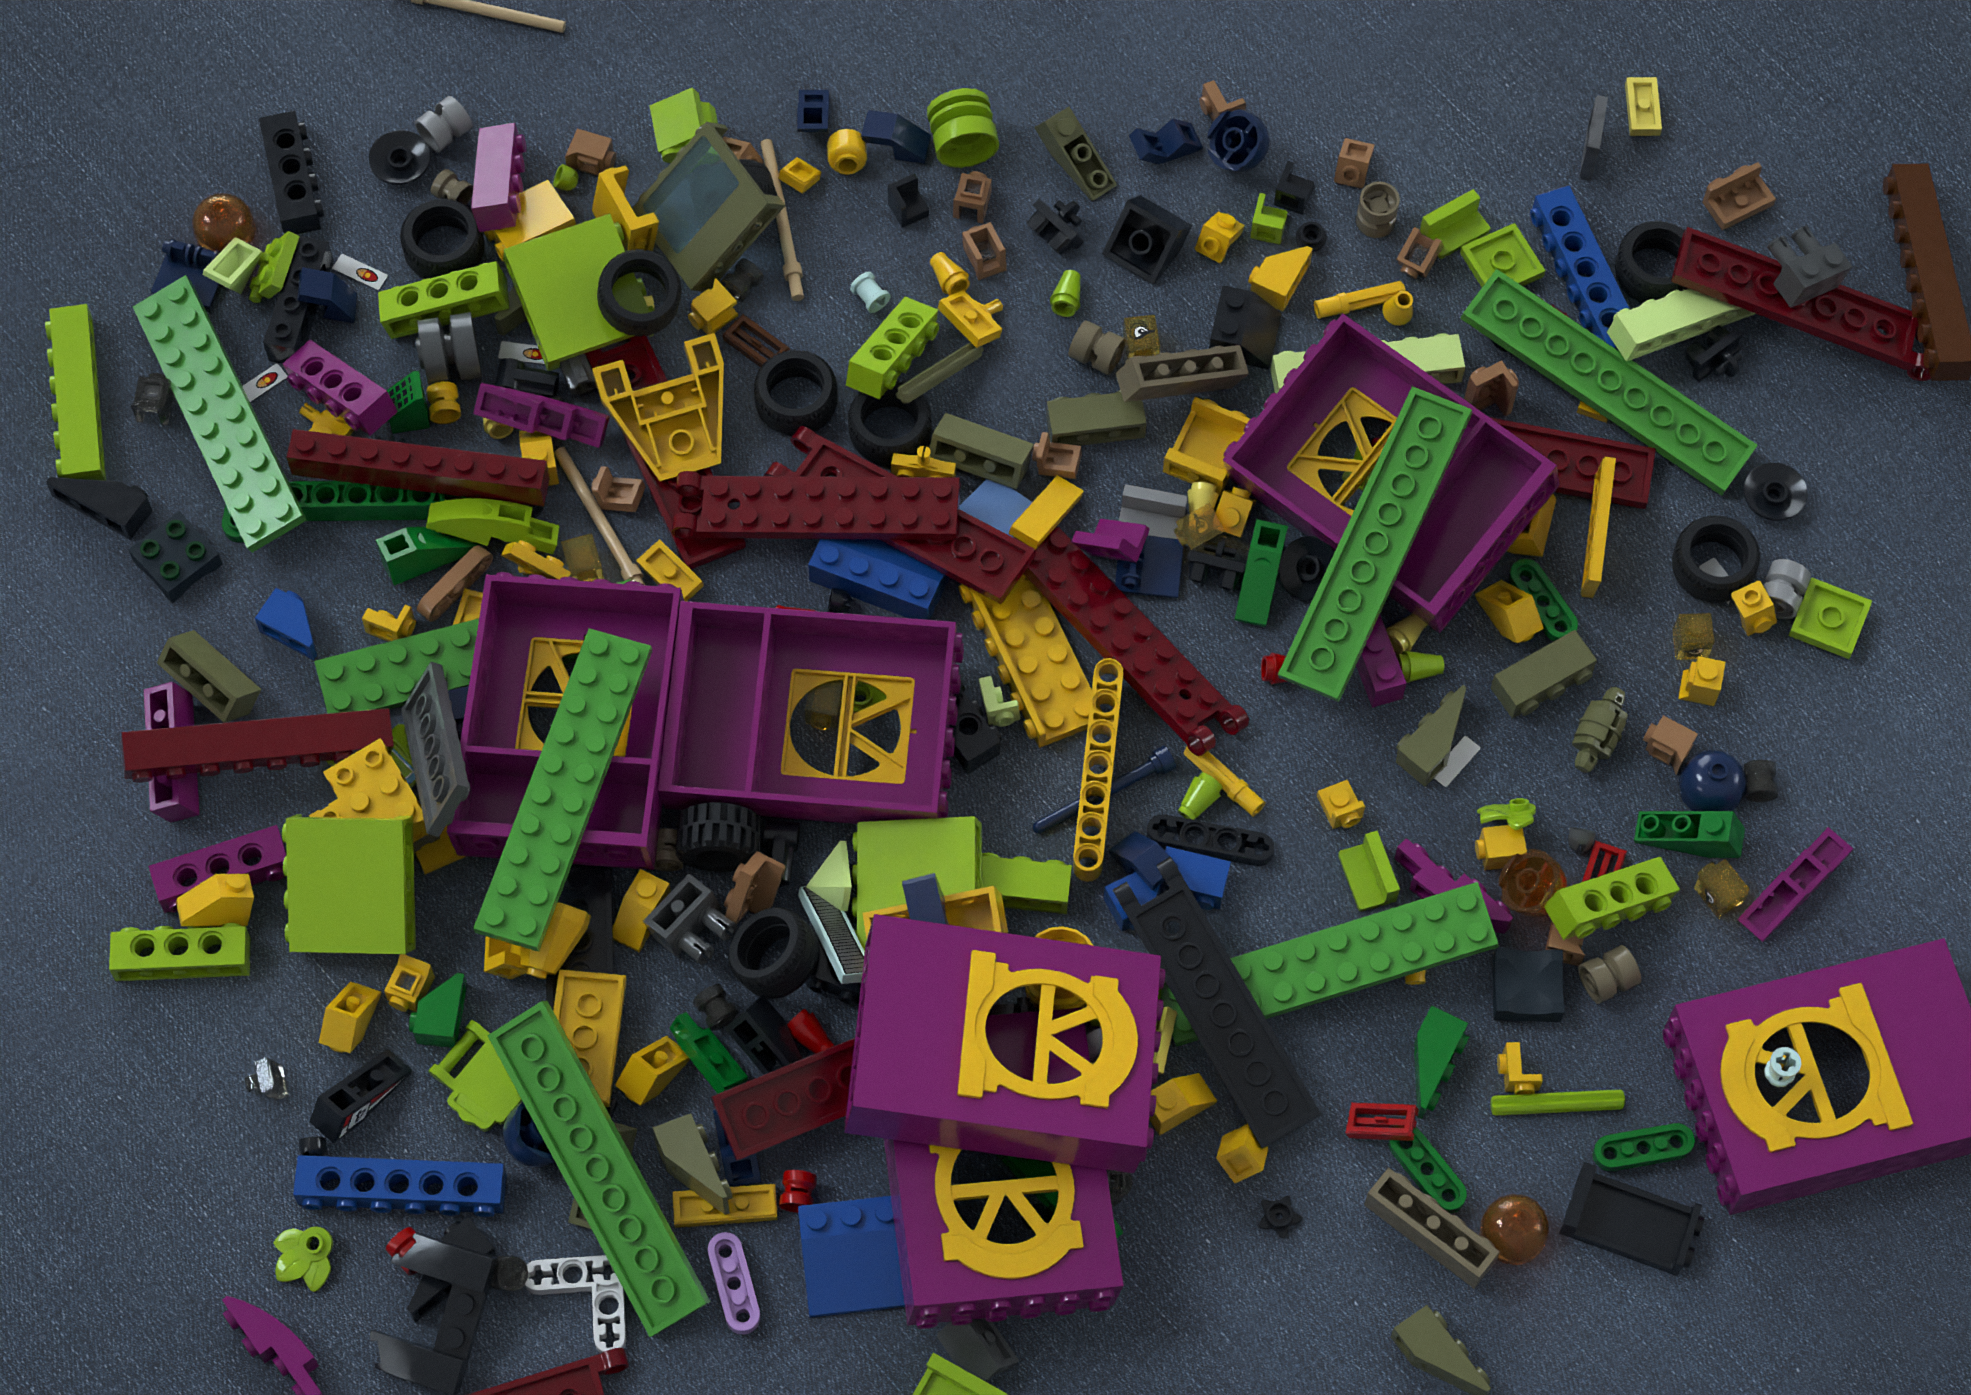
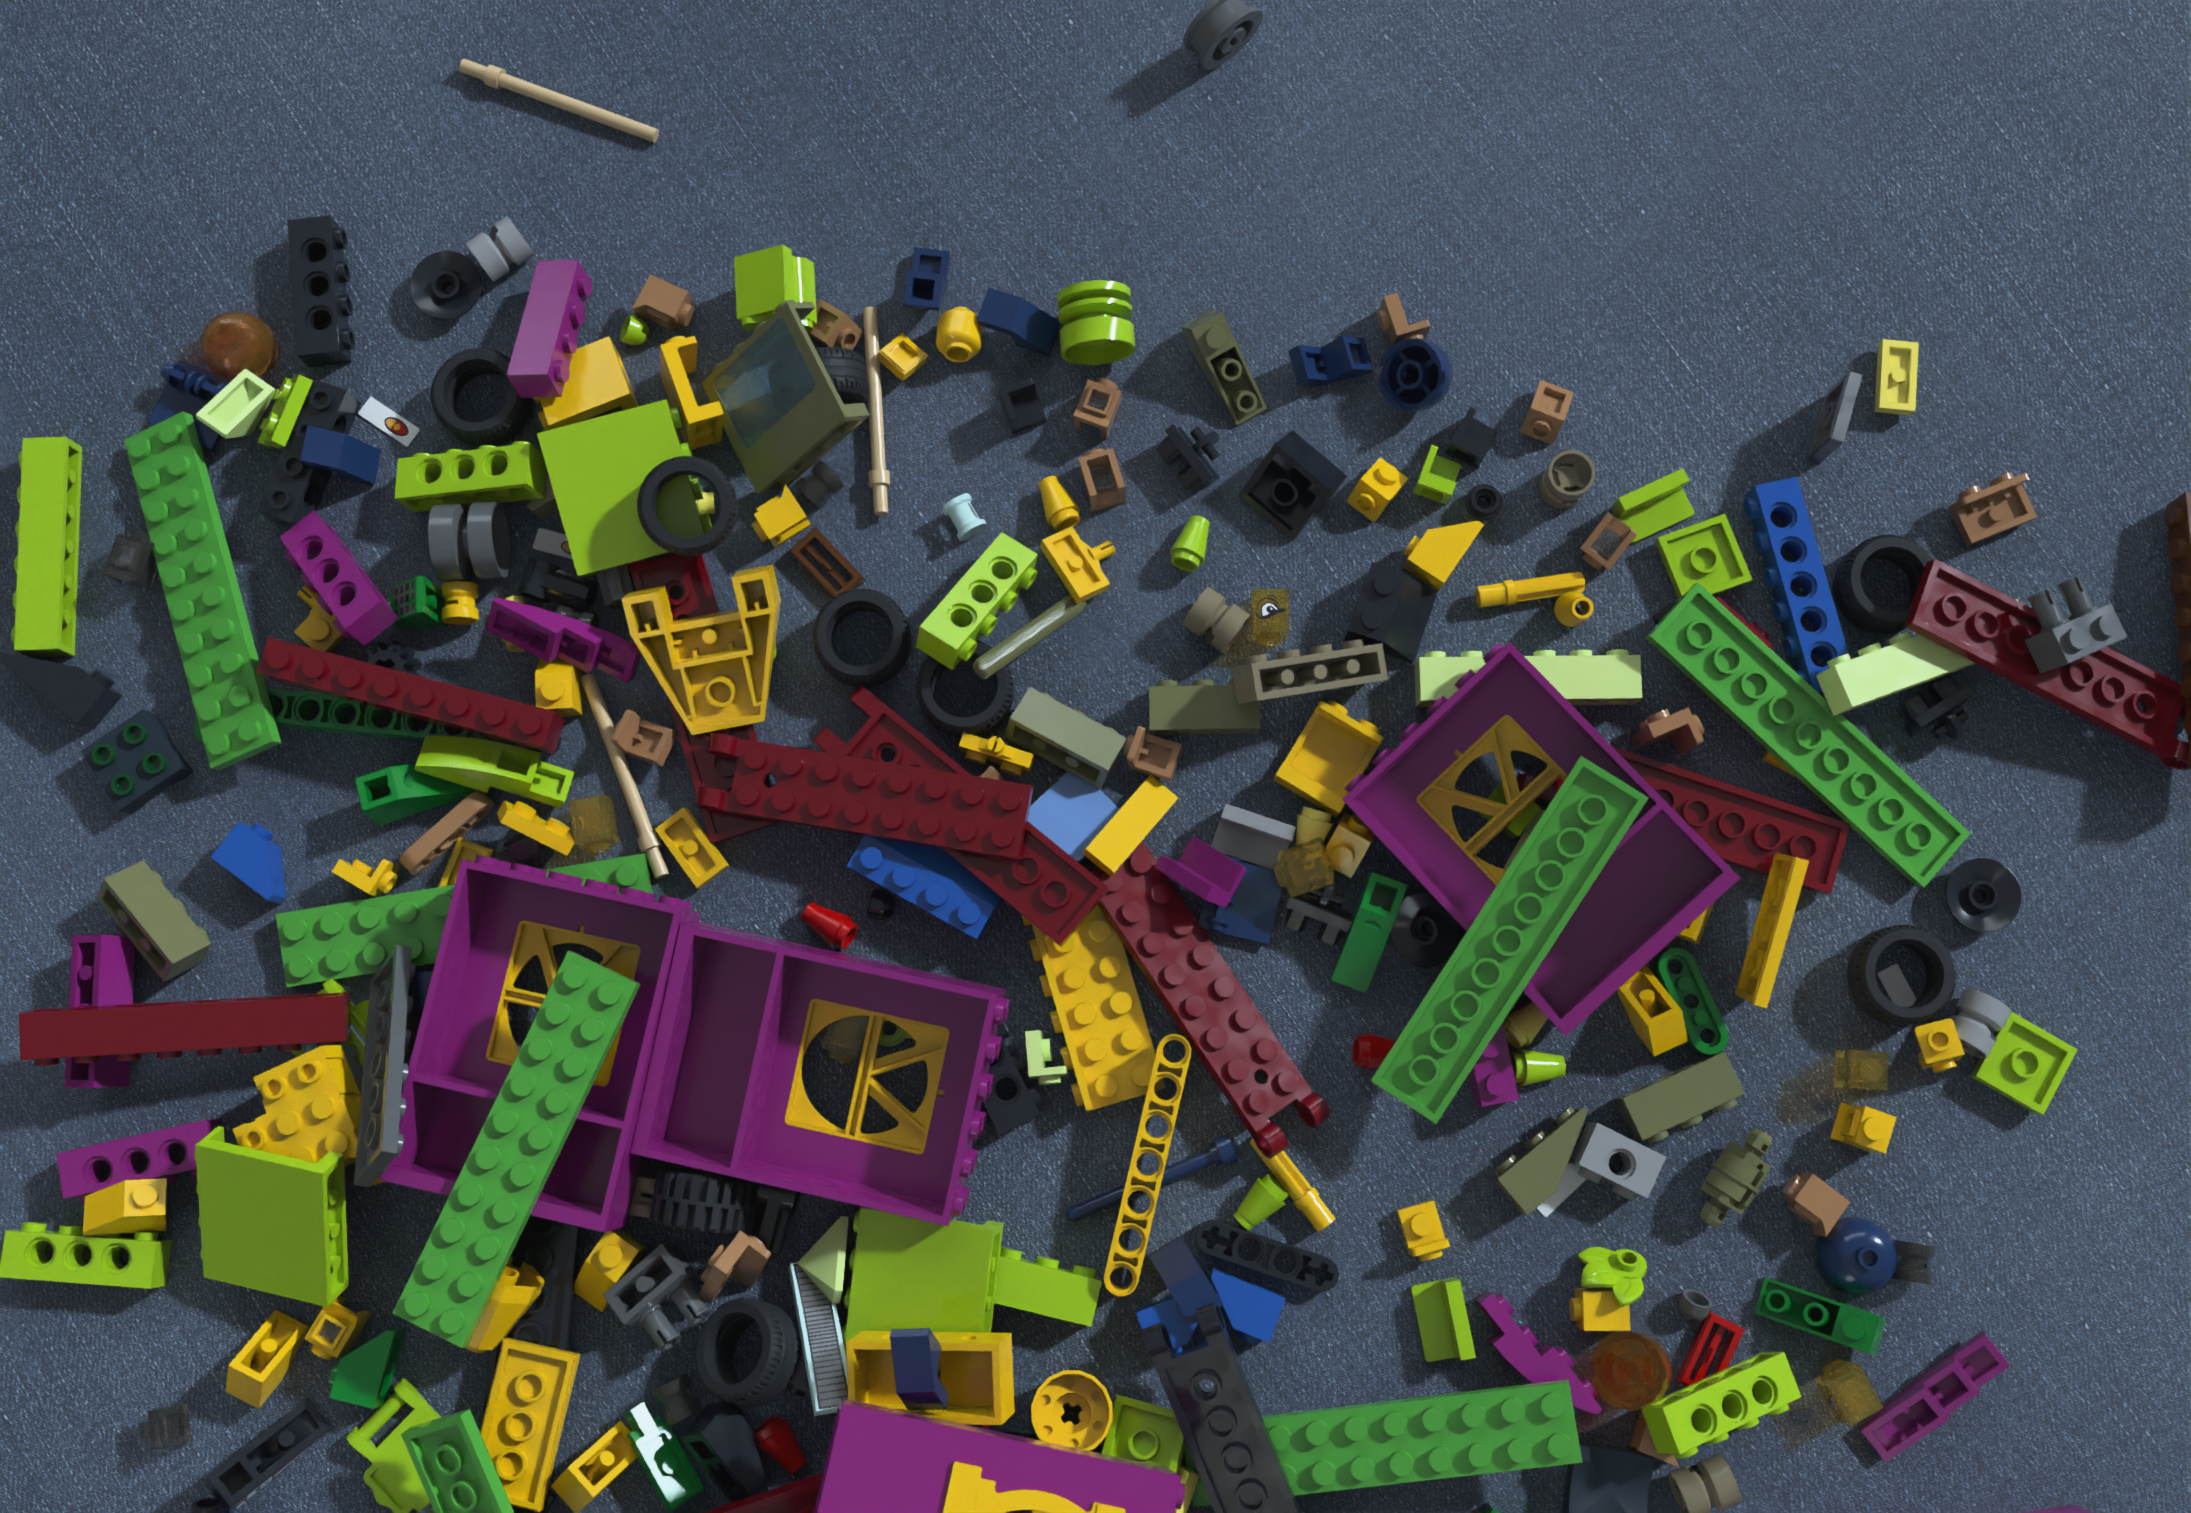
camera: 10 degrees right, 15 degrees up
(264, 382) = (258, 552): white sticker -> none
(450, 187) = (498, 330): dark tan wheel -> none
(1513, 722) = (1639, 1166): none -> light grey brick

